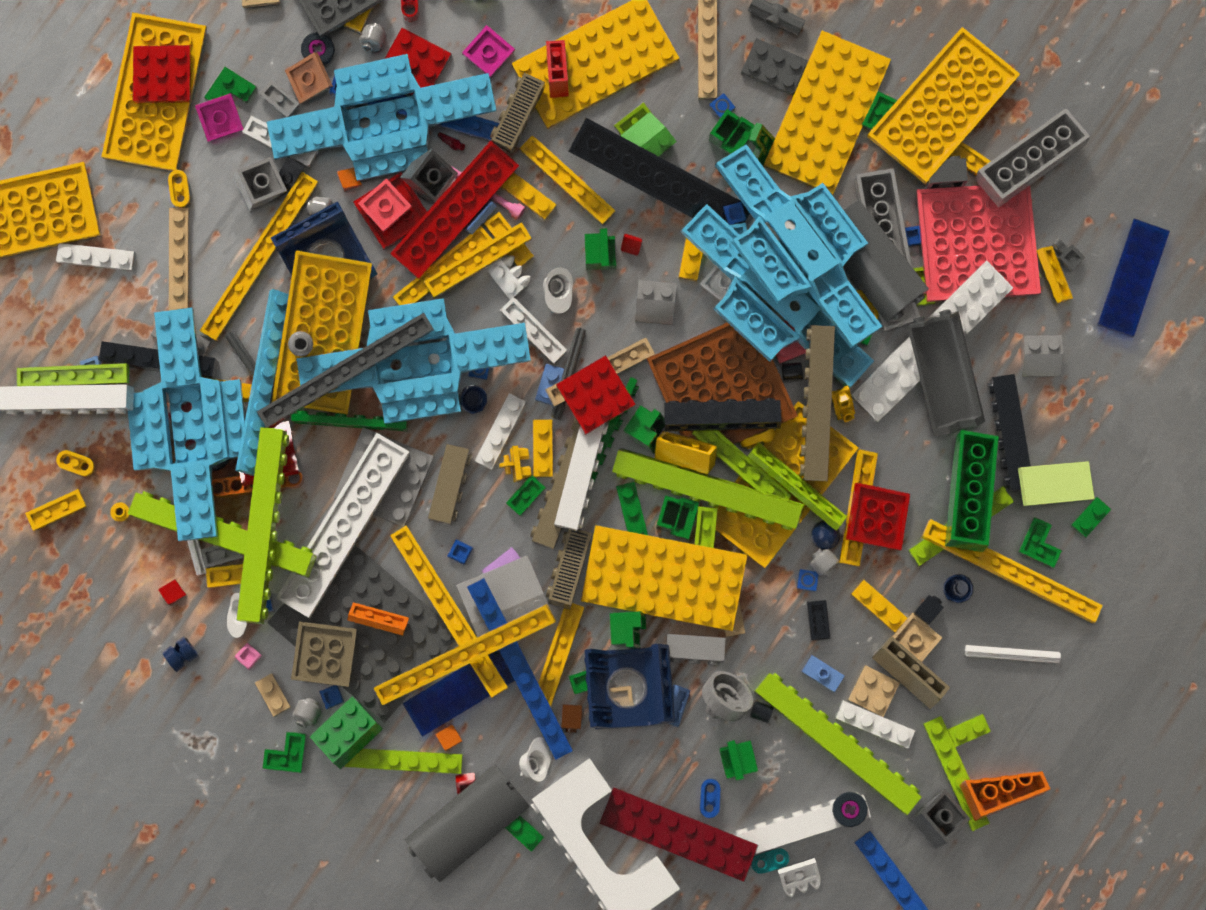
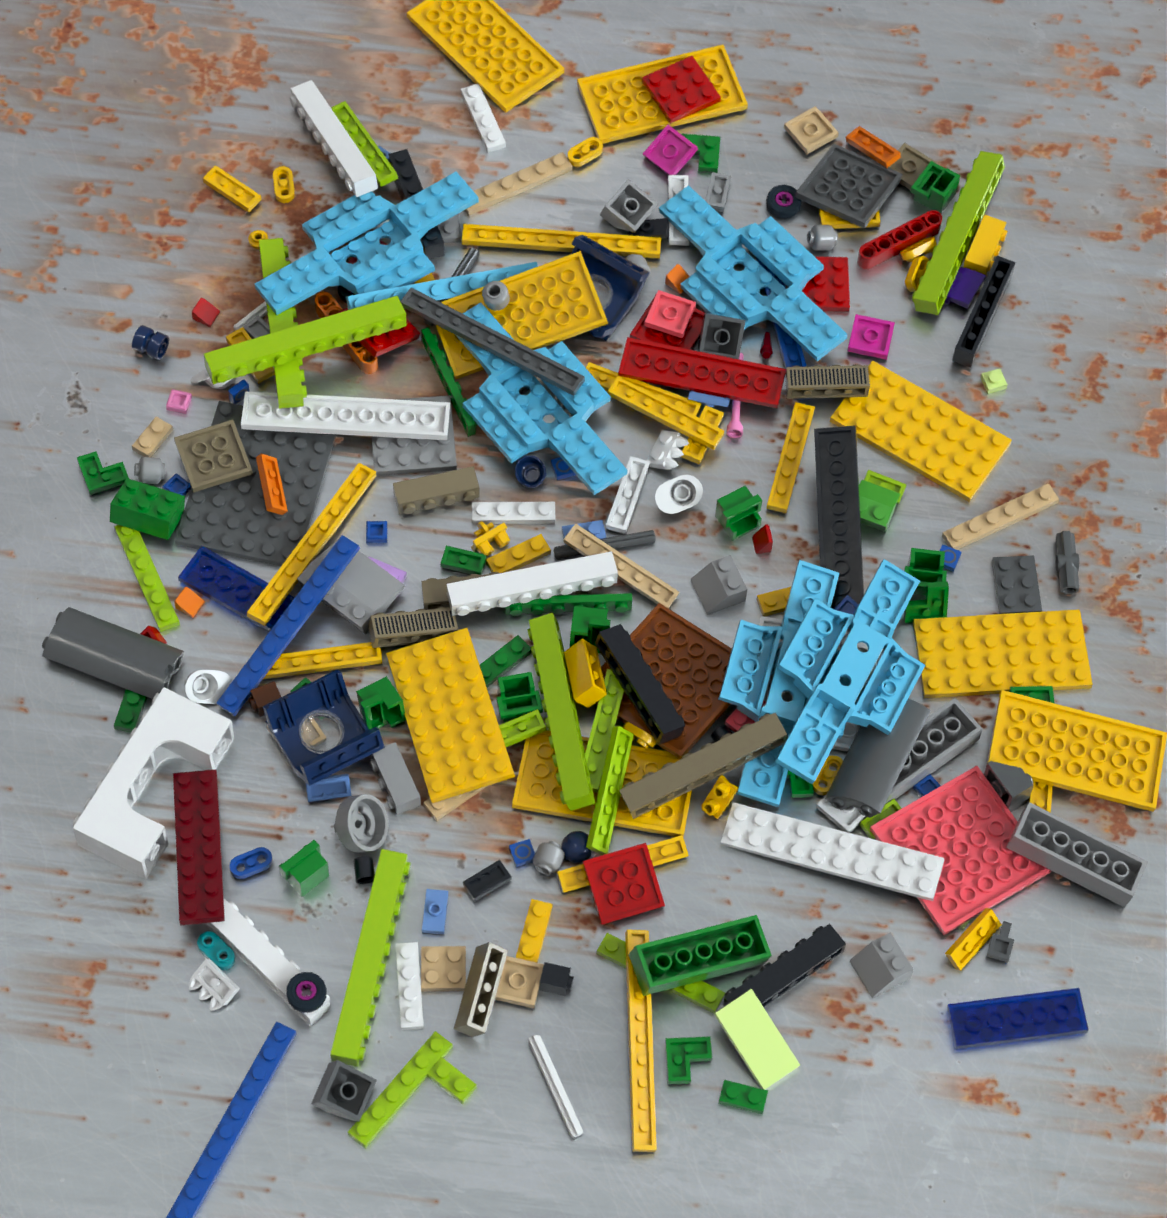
camera: 60 degrees right, 20 degrees down
(308, 78) = (751, 203): nougat plate -> none
(465, 654) = (276, 565): yellow plate -> none
(529, 196) = (755, 433): yellow plate -> none
(557, 68) = (889, 394): red slope -> none
(595, 394) = (593, 560): red plate -> none
(946, 372) = (806, 874): dark grey cylinder -> none
(958, 588) = (593, 995): dark blue hair -> none
(996, 794) = (403, 1137): orange wedge -> none

